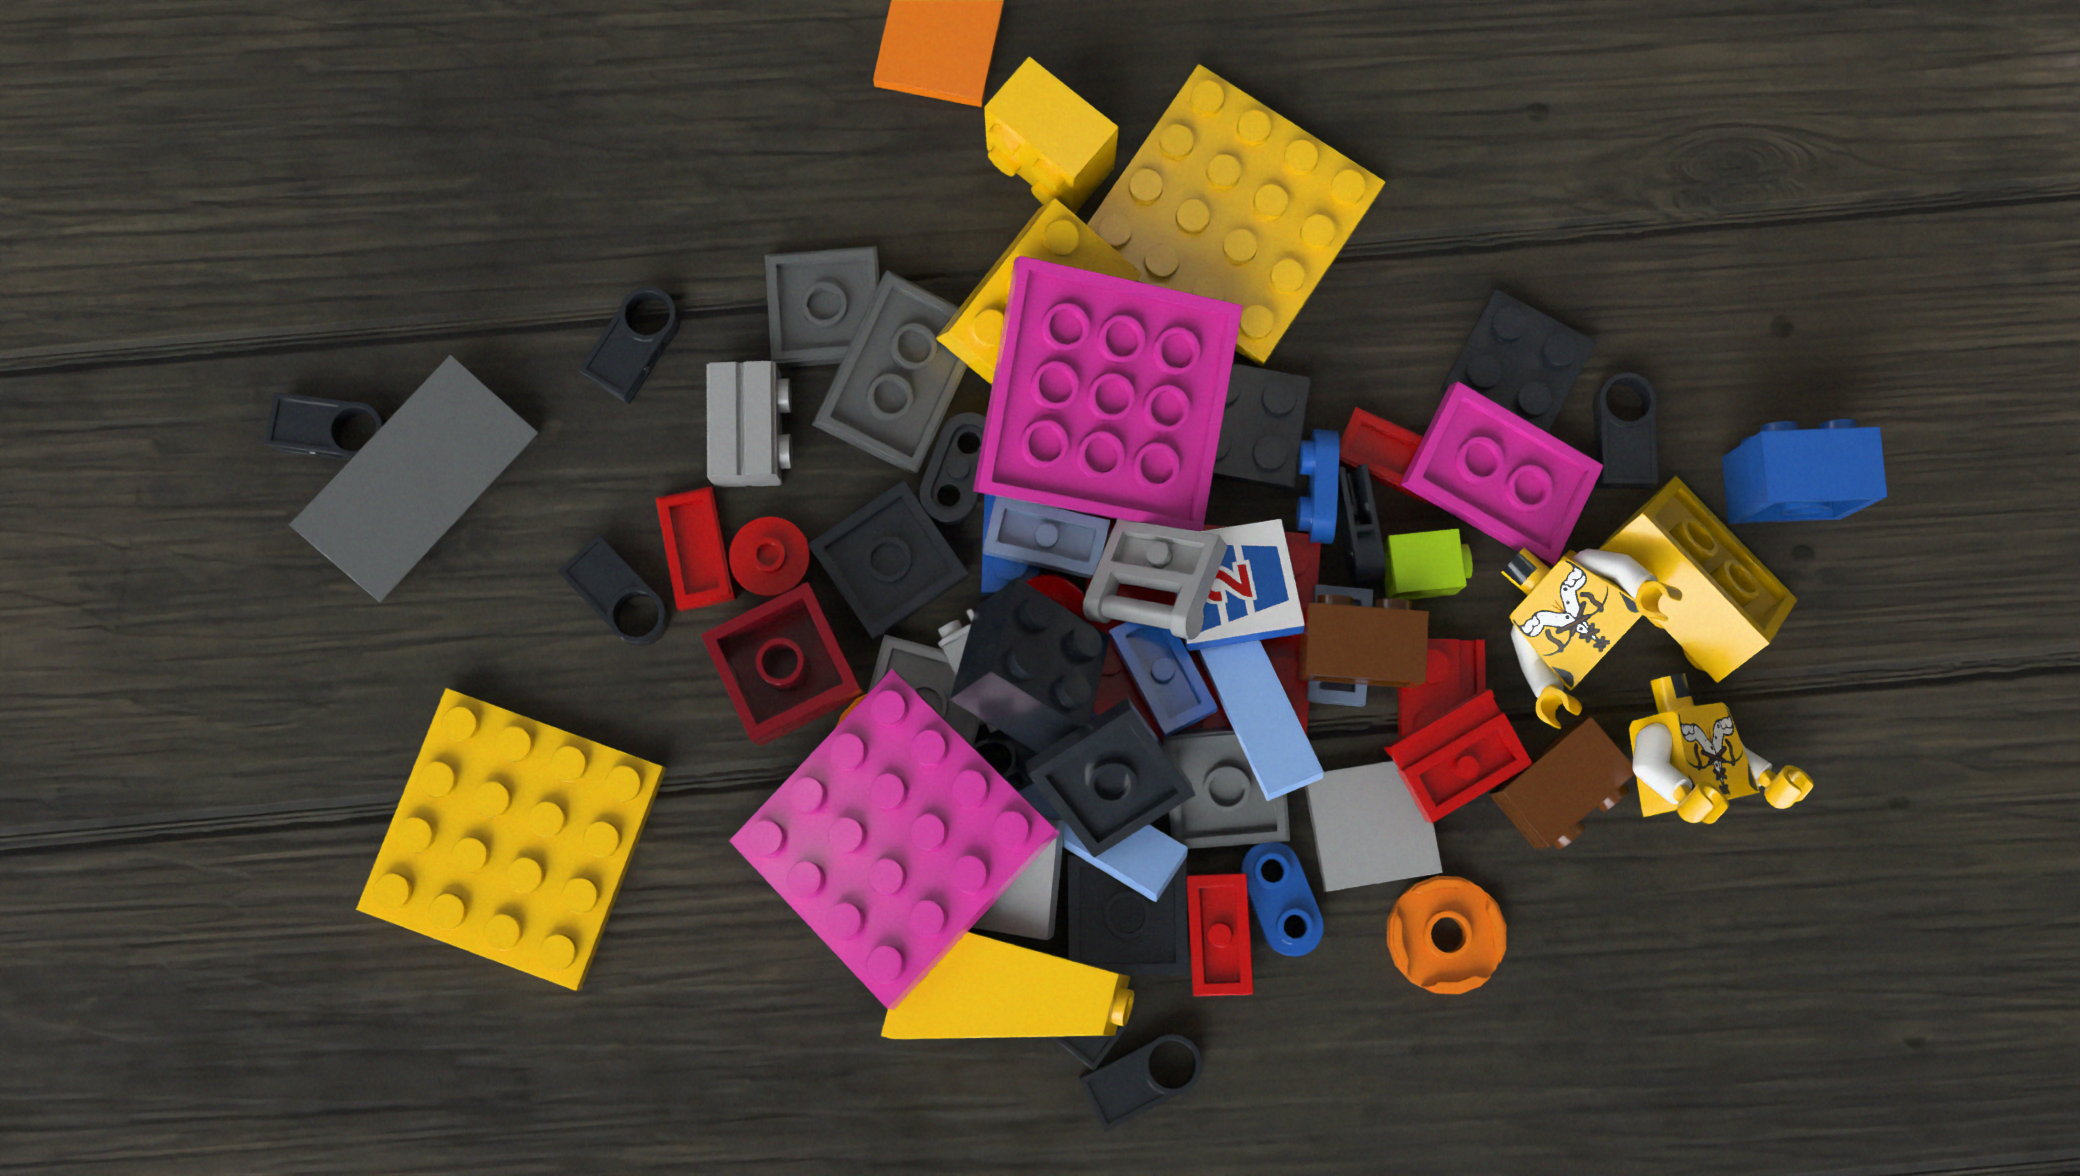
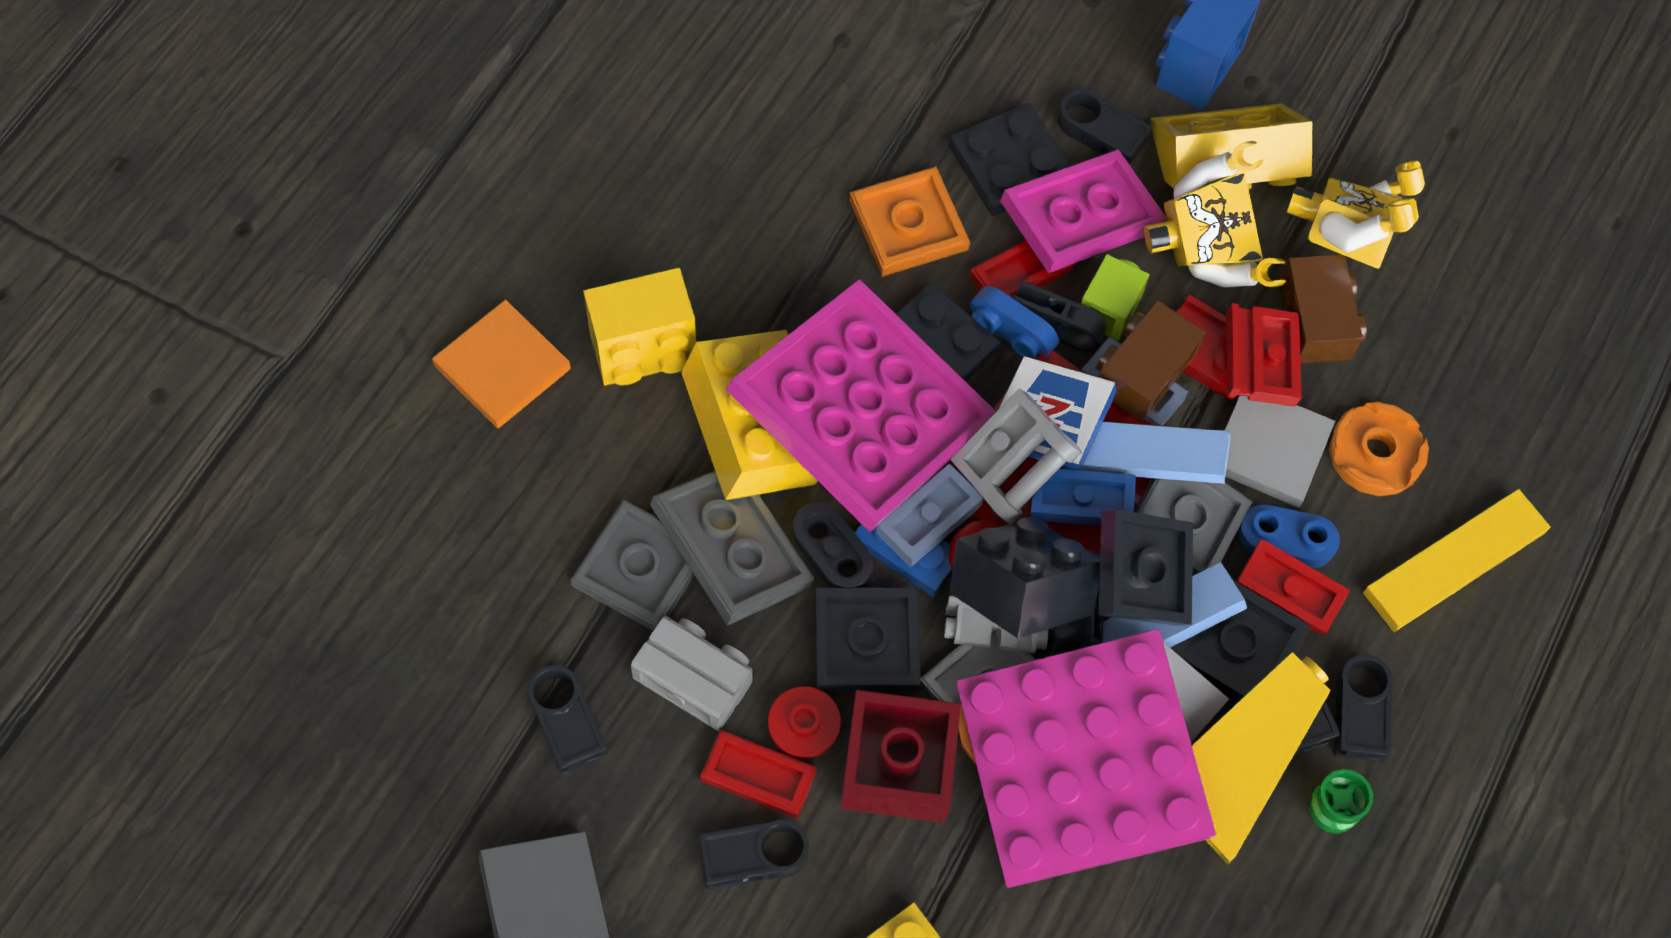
camera: 60 degrees left, 15 degrees down
(1022, 1120) = (1347, 792): none -> green wheel
(1235, 208) = (770, 250): yellow plate -> none
(1370, 312) = (909, 221): none -> orange tile
(1374, 1085) = (1456, 560): none -> yellow tile

